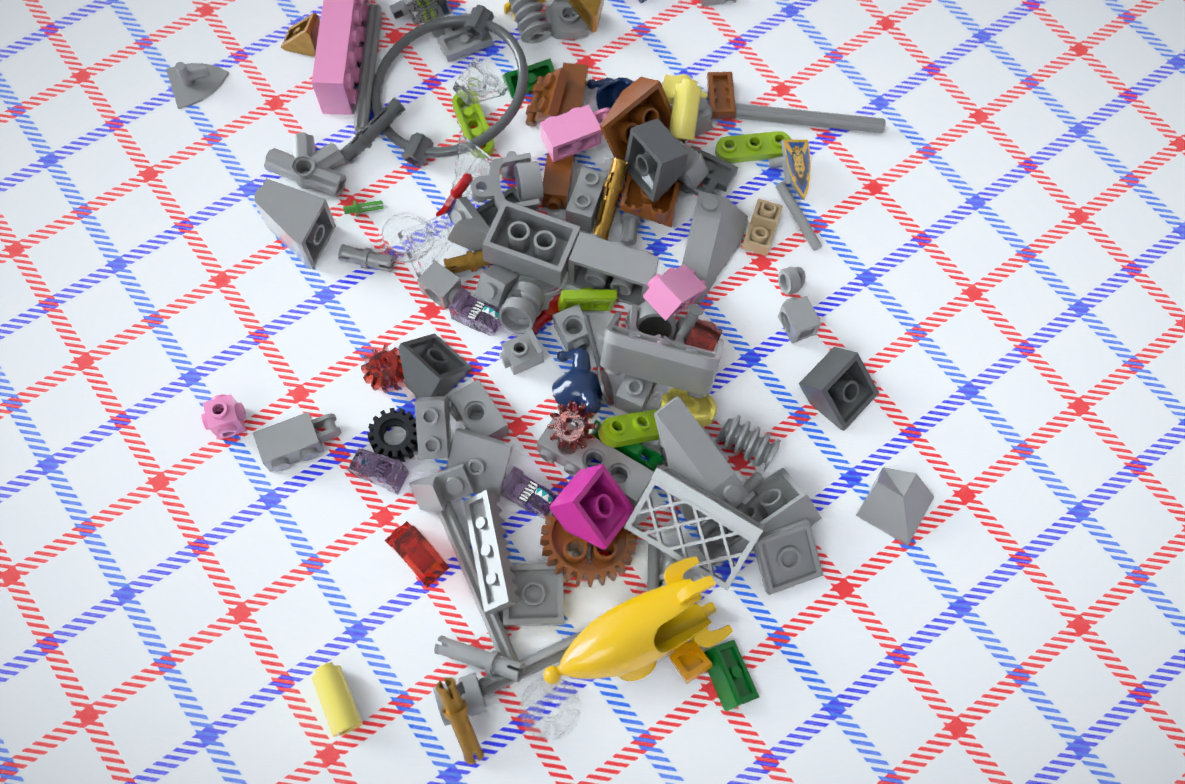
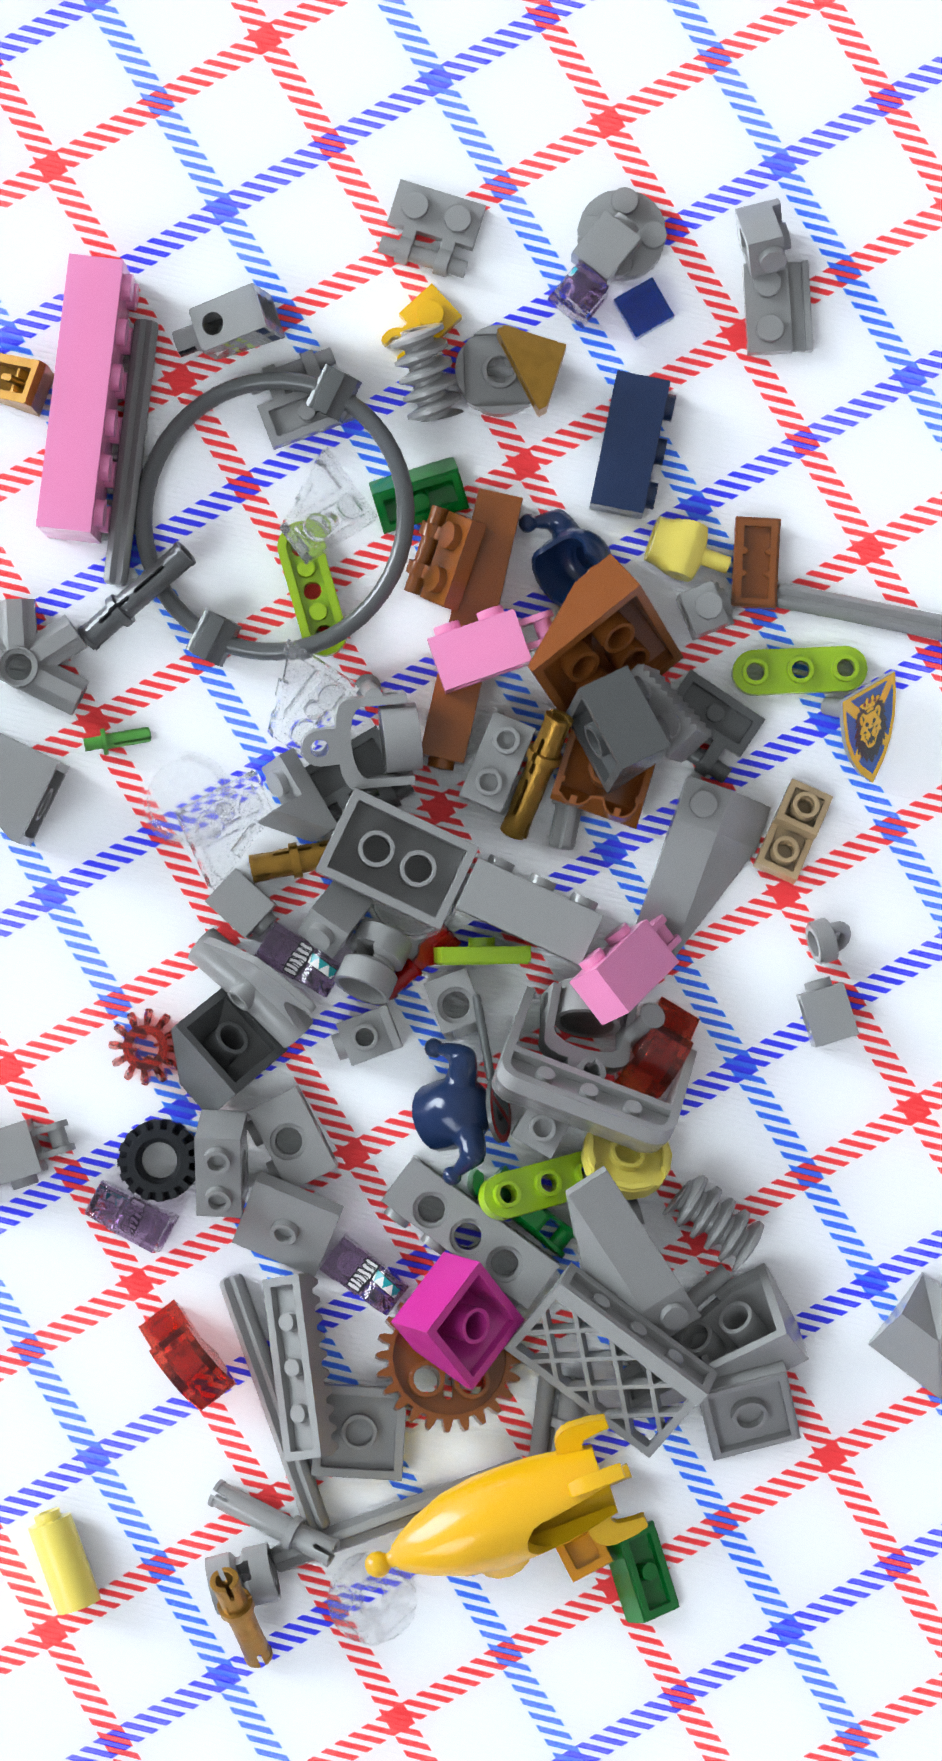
camera: 10 degrees right, 20 degrees up
(366, 258) = (121, 838): light grey pin -> none
(442, 487) = (225, 1257): light grey slope -> none
(451, 323) = (254, 987): none -> light grey pin
(455, 193) = (275, 743): red piece -> none
(578, 435) = (420, 1191): clear red gear -> none
(645, 42) = (632, 445): none -> dark blue brick
(685, 110) = (681, 626): light yellow brick -> none
(798, 216) = (857, 813): light grey bar -> none
(839, 387) = (874, 1138): dark grey slope -> none

